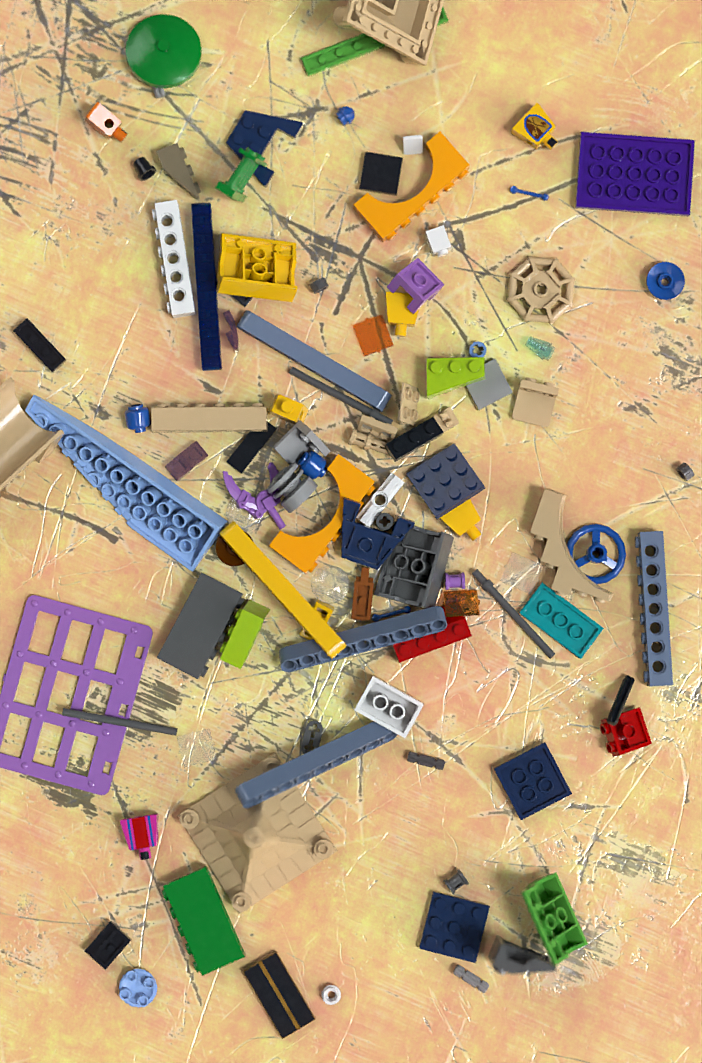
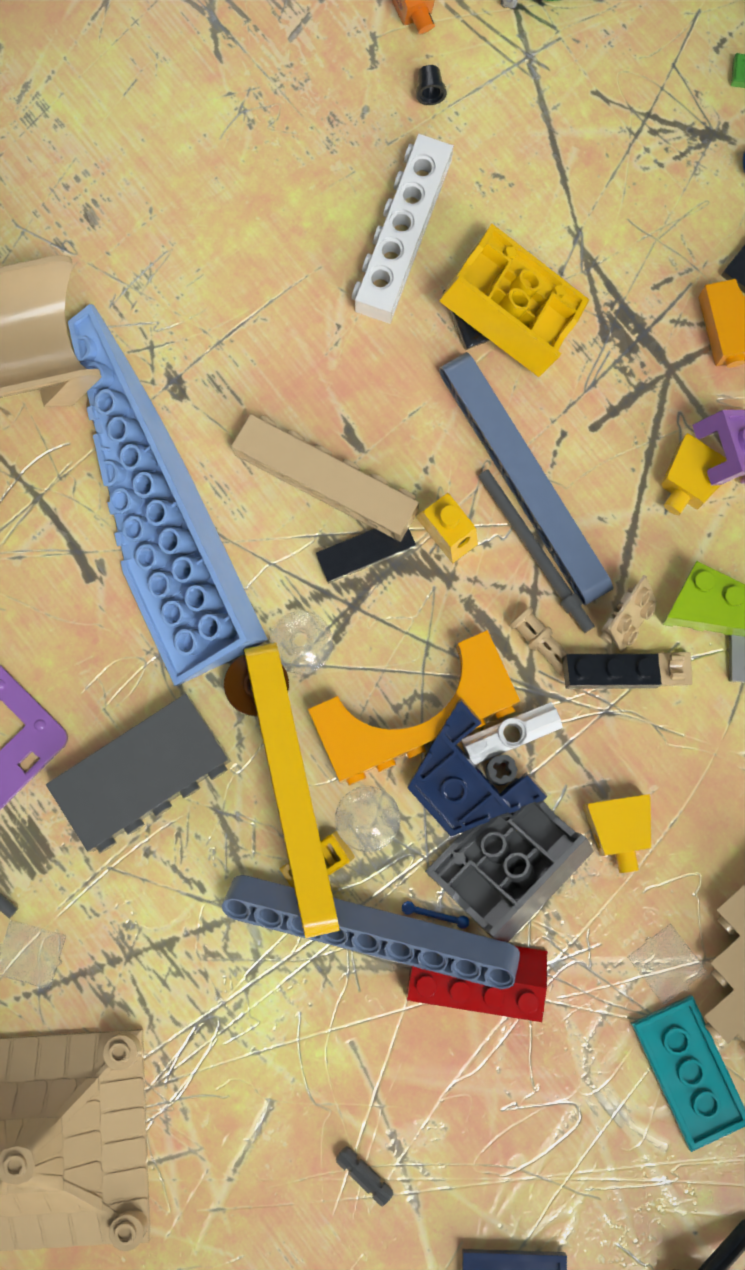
camera: 25 degrees right, 5 degrees down
(40, 345) = (144, 246): black plate -> none
(137, 418) = (222, 420): blue head -> none
(175, 167) = (475, 108): dark tan slope -> none
(186, 461) = (258, 519): slope -> none
(206, 286) = (425, 291): clear blue beam -> none
(232, 335) = (427, 375): clear purple slope -> none
(235, 185) = (568, 148): green fence -> none
(243, 633) = (196, 821): lime wedge -> none
(256, 132) = (610, 123): dark blue wing -> none
(256, 505) = (339, 639): medium lavender bar -> none
(292, 487) = (390, 641): light grey wheel -> none
(297, 442) = (437, 584): light grey bracket -> none
(307, 736) = (215, 1045): dark grey beam -> none
(312, 464) = (439, 626): blue head -> none
(313, 763) = (188, 1086): sand blue beam -> none
(319, 285) = (591, 375): dark grey axle -> none
(362, 596) = (406, 864): dark orange hinge -> none
(373, 335) = (630, 489): clear orange piece -> none
(377, 428) = (565, 625): tan piece -> none
(389, 706) = (354, 1061): white slope -> none
(445, 481) = (627, 760): dark blue plate -> none
(454, 581) = (559, 919): medium lavender bush -> none
(461, 603) = (551, 960): clear orange piece -> none
(487, 585) = (606, 955): dark grey bar -> none

